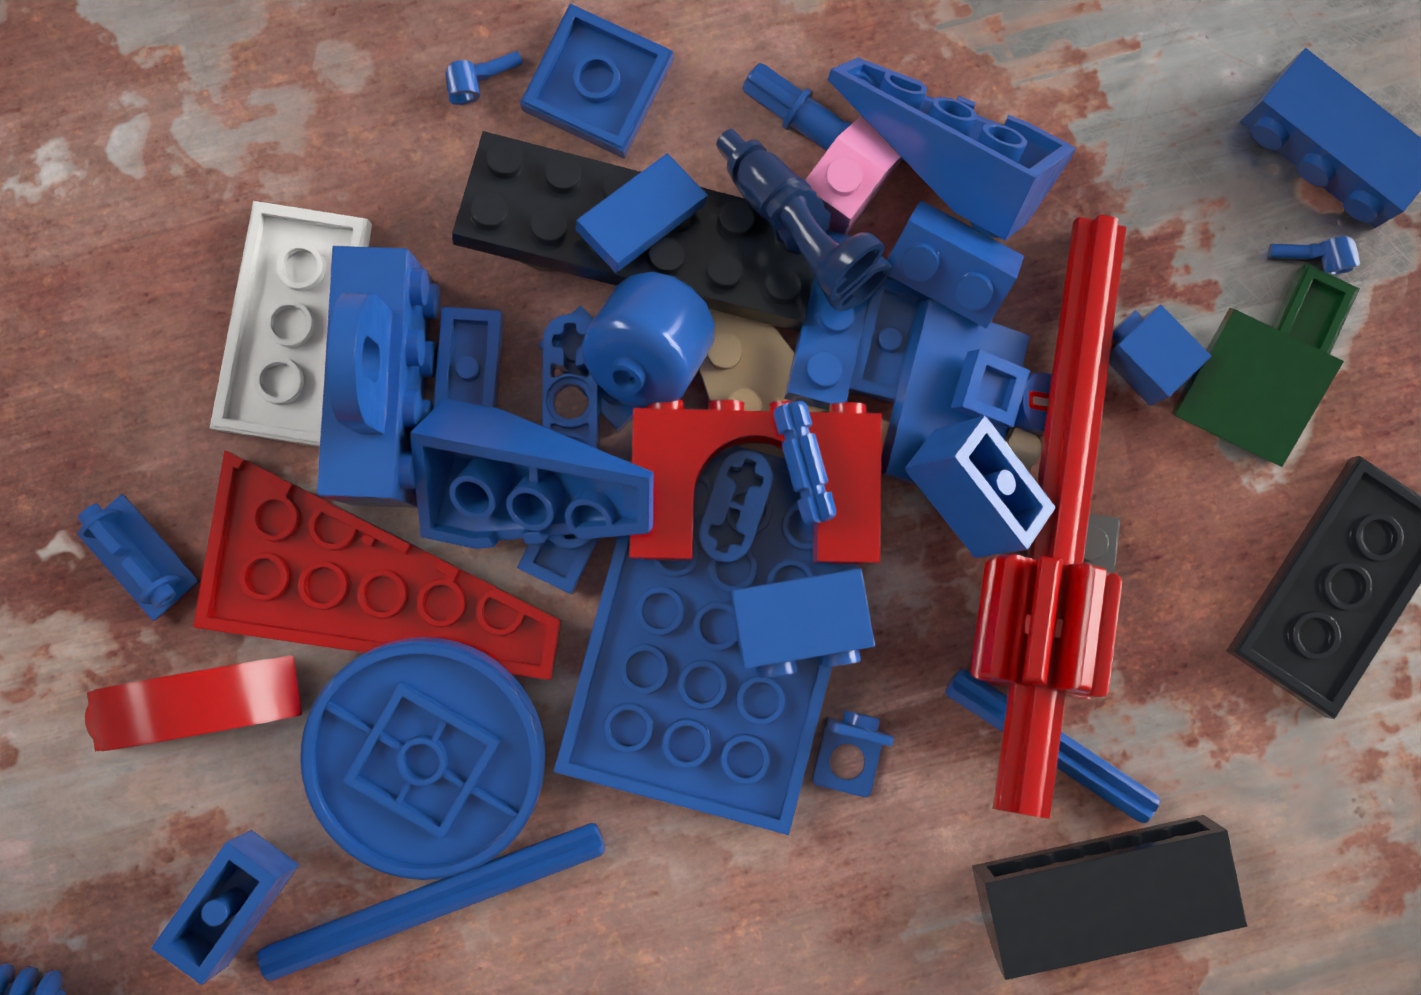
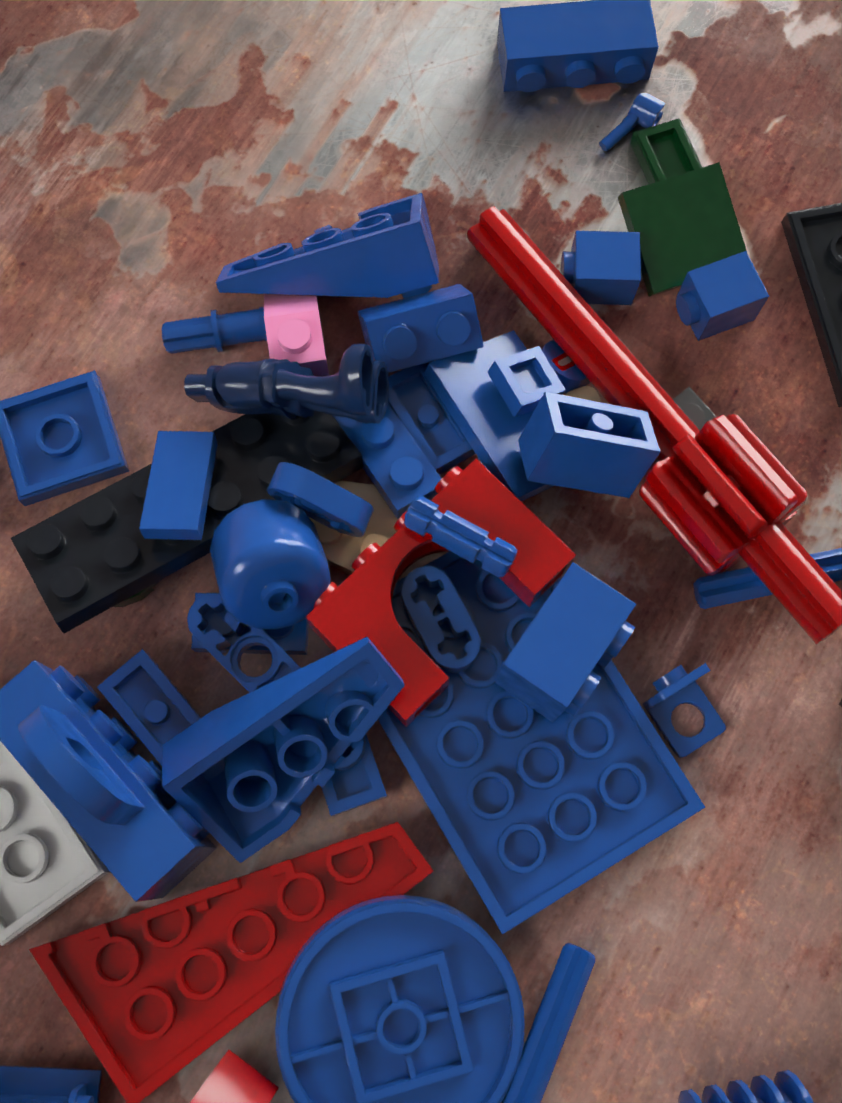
camera: 45 degrees left, 10 degrees down
(734, 328) = (321, 499): none -> blue beam
(1225, 471) = (721, 296): none -> blue brick

